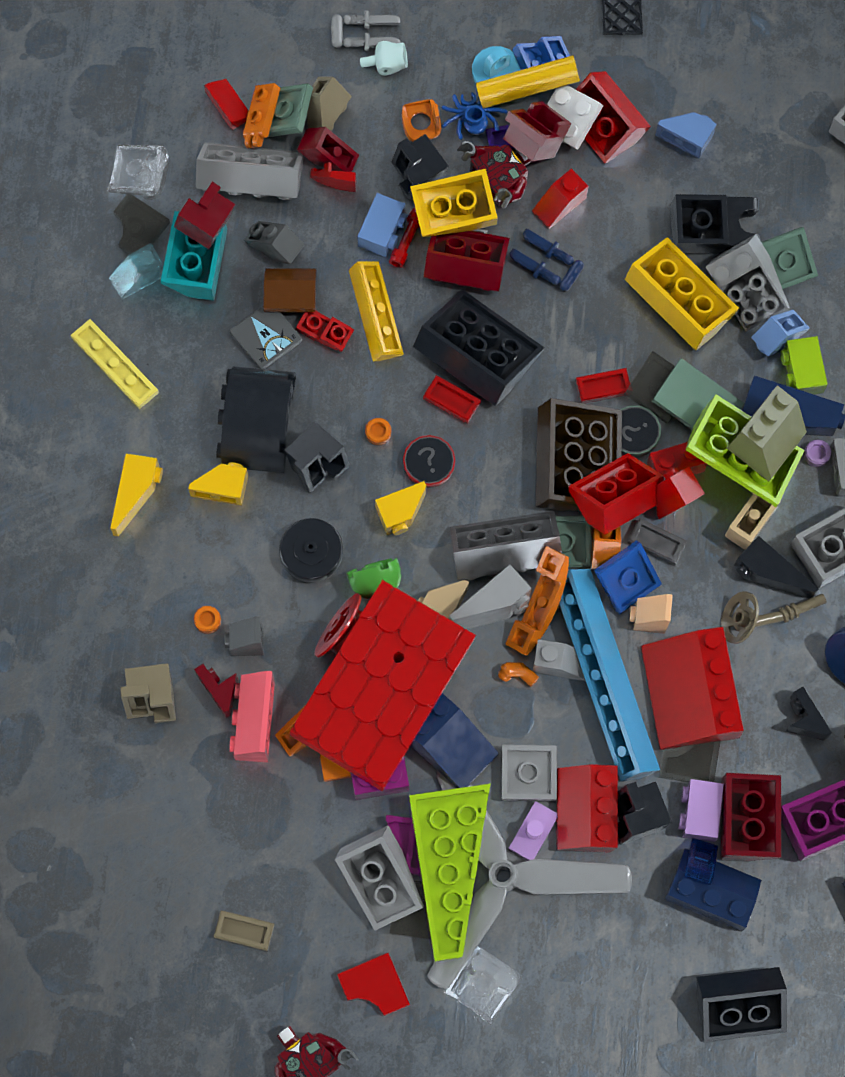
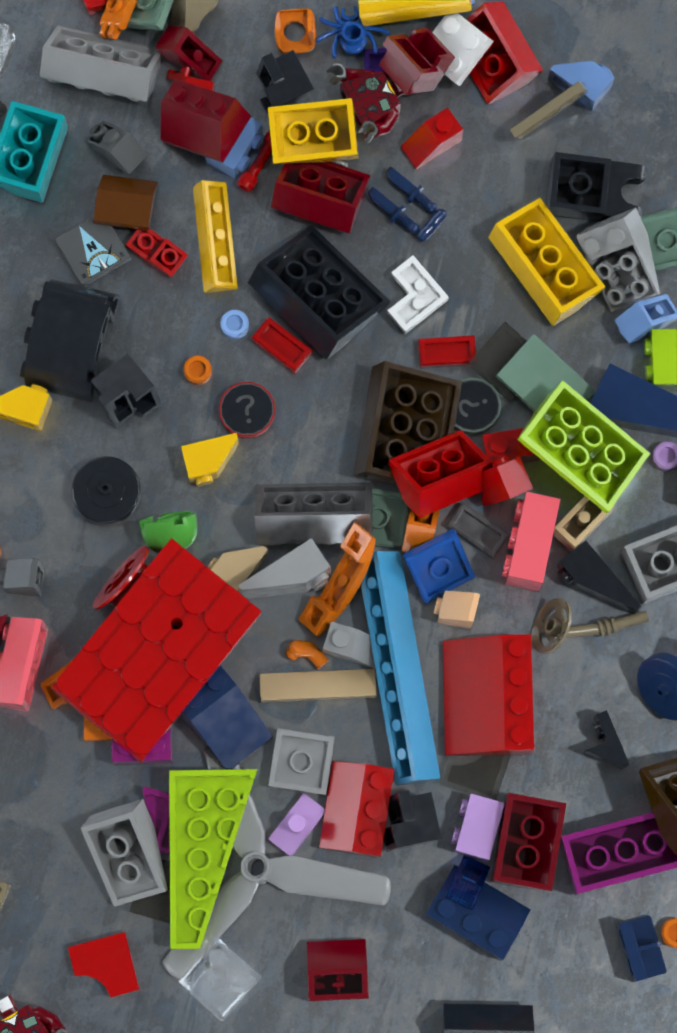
camera: 10 degrees right, 5 degrees up
(206, 218) = (42, 115): dark red plate -> none
(350, 207) = (201, 120): none -> dark red slope
(406, 386) = (234, 324): none -> light blue tile
(532, 701) = (317, 685): none -> tan slope
(573, 339) = (422, 295): none -> white plate
(593, 960) = (337, 970): none -> dark red slope
(663, 160) = (549, 110): none -> dark tan tile
(709, 543) = (530, 541): none -> coral brick
(770, 434) = (614, 433): olive slope -> none

